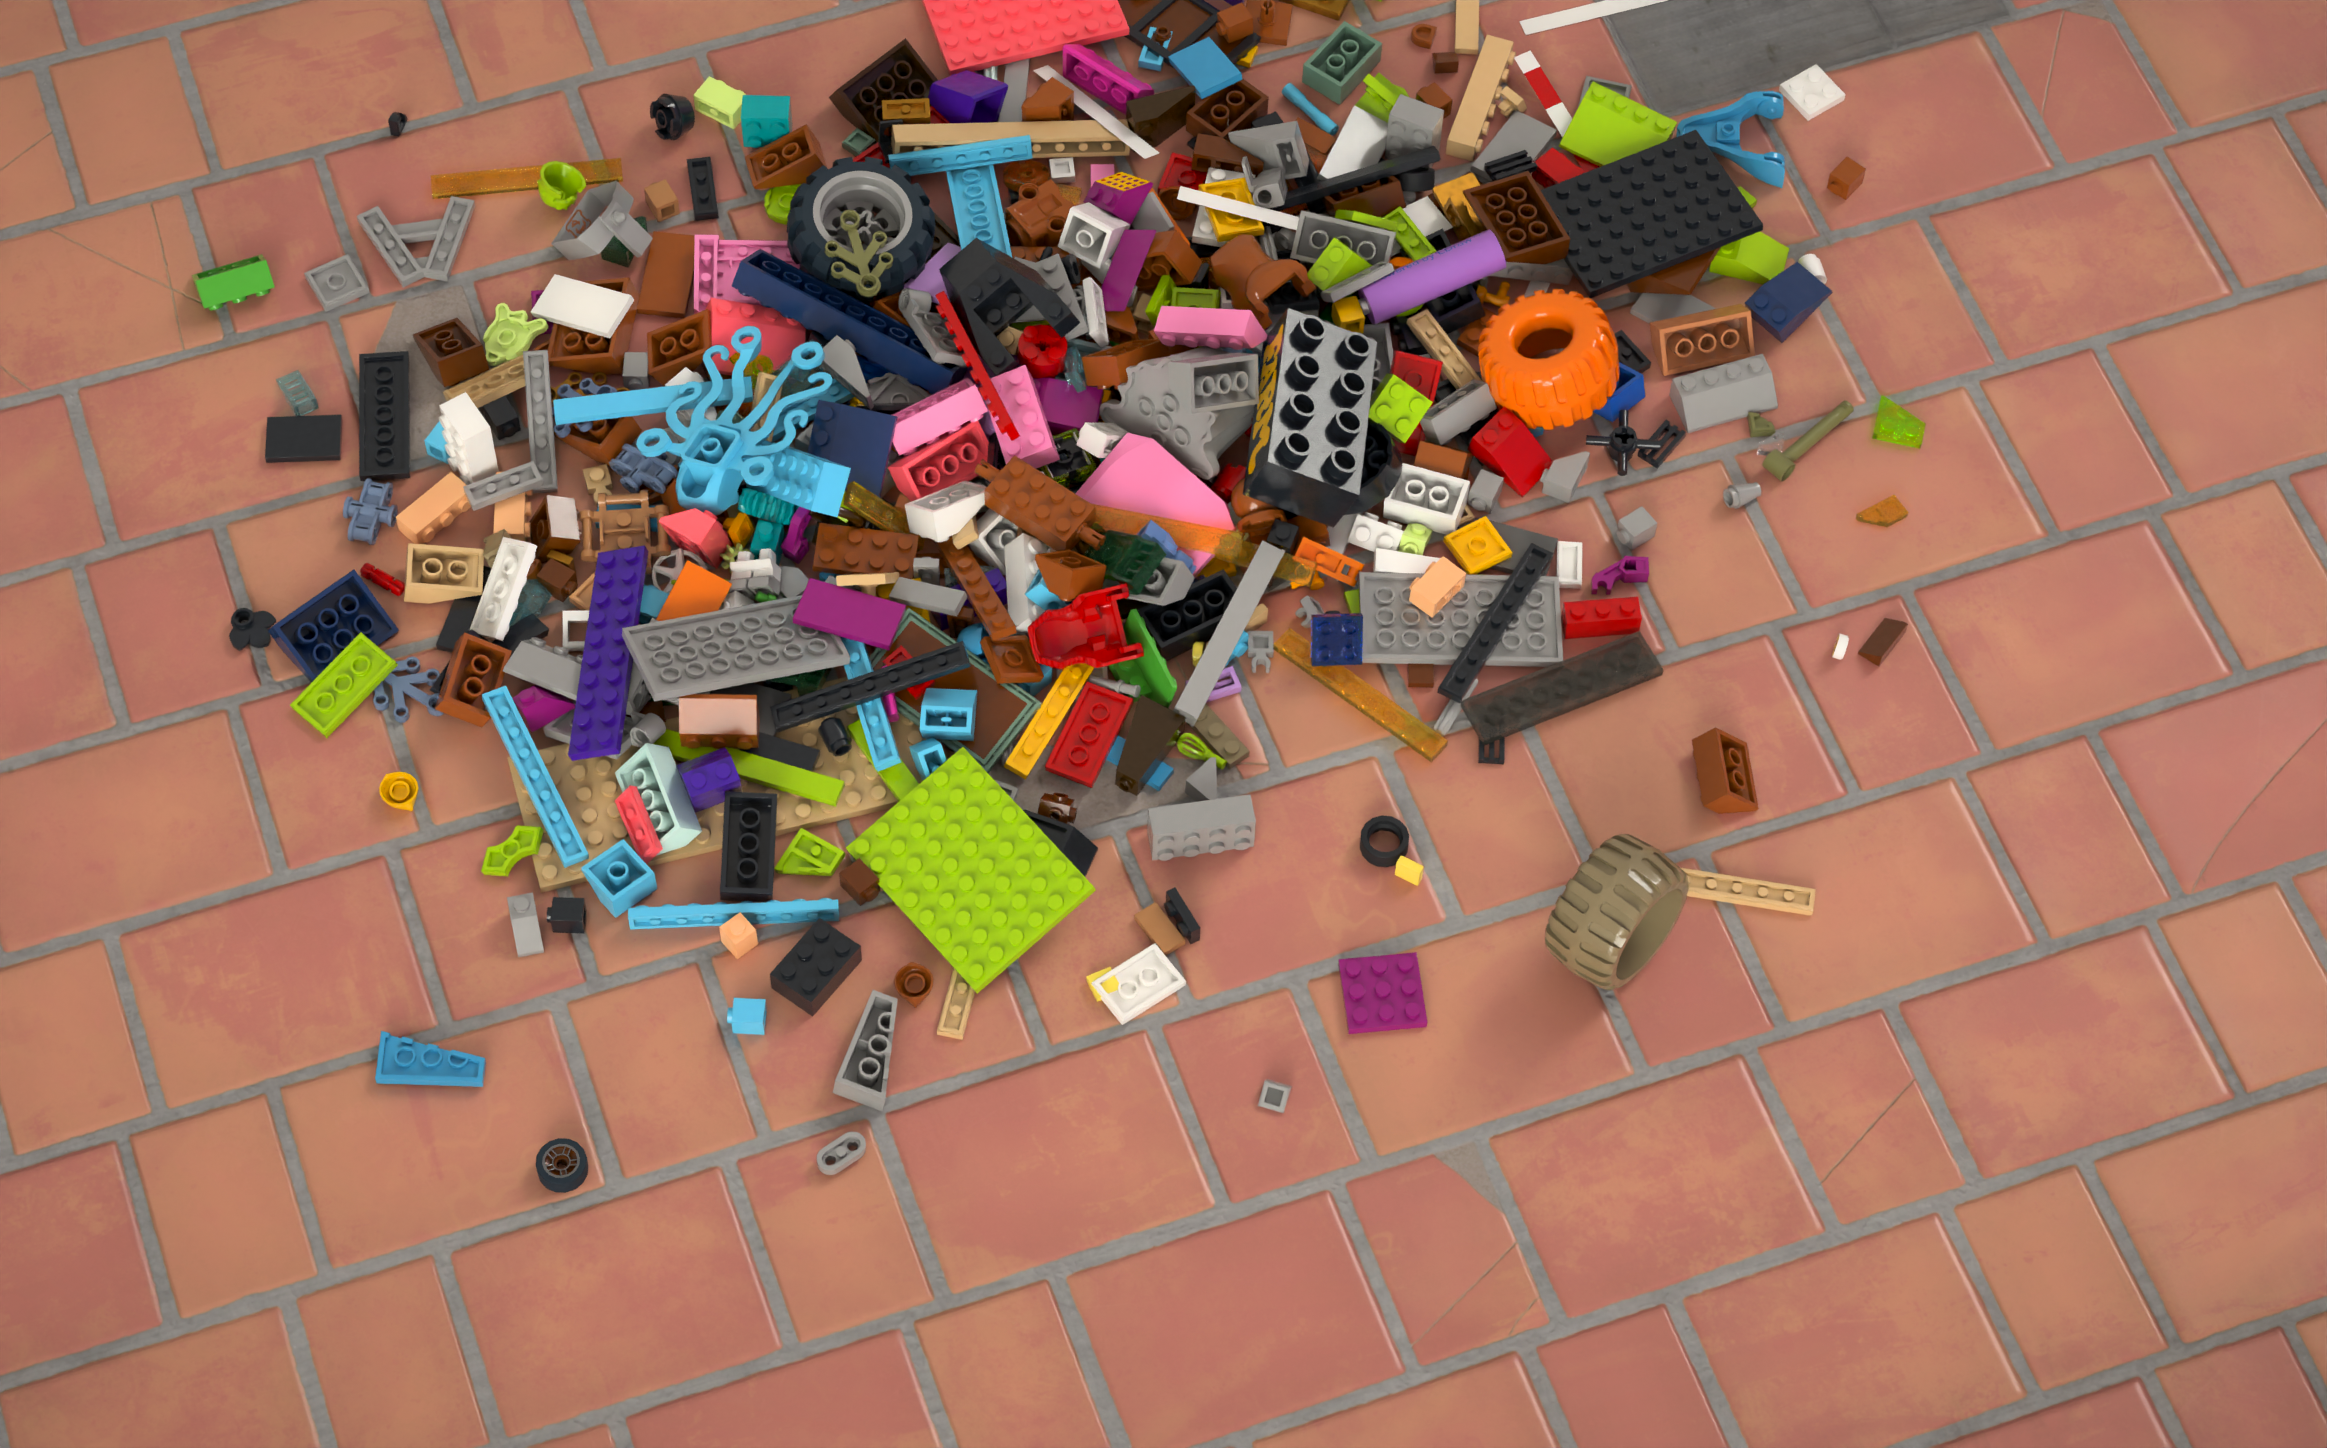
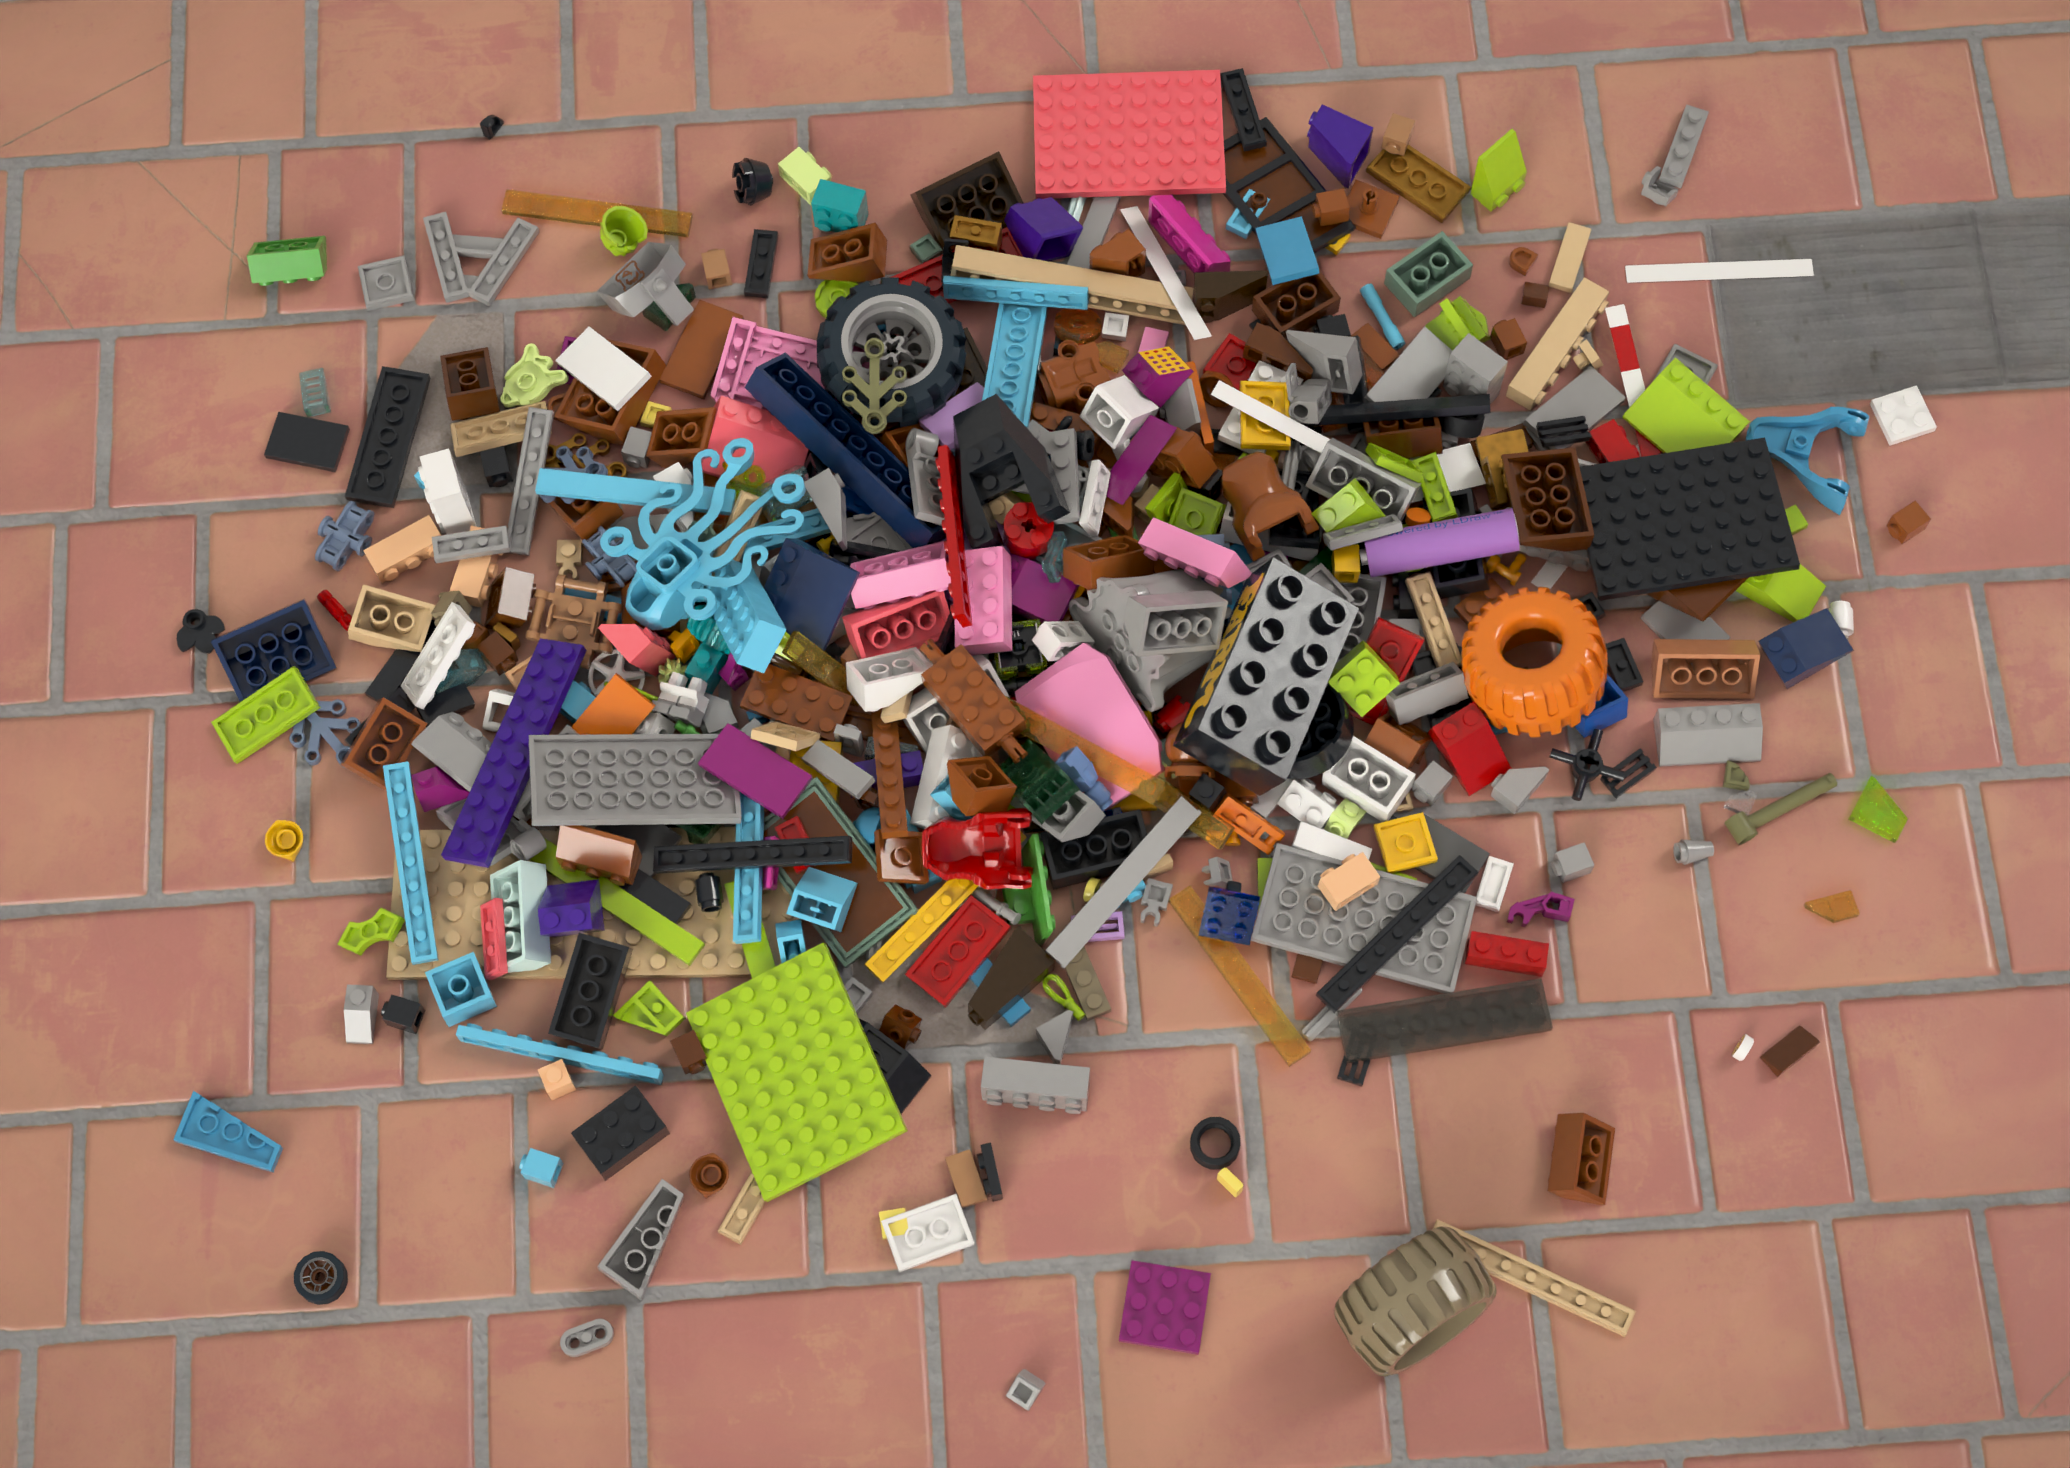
camera: 20 degrees right, 10 degrees up
(639, 341) = (650, 413): none -> light yellow tile

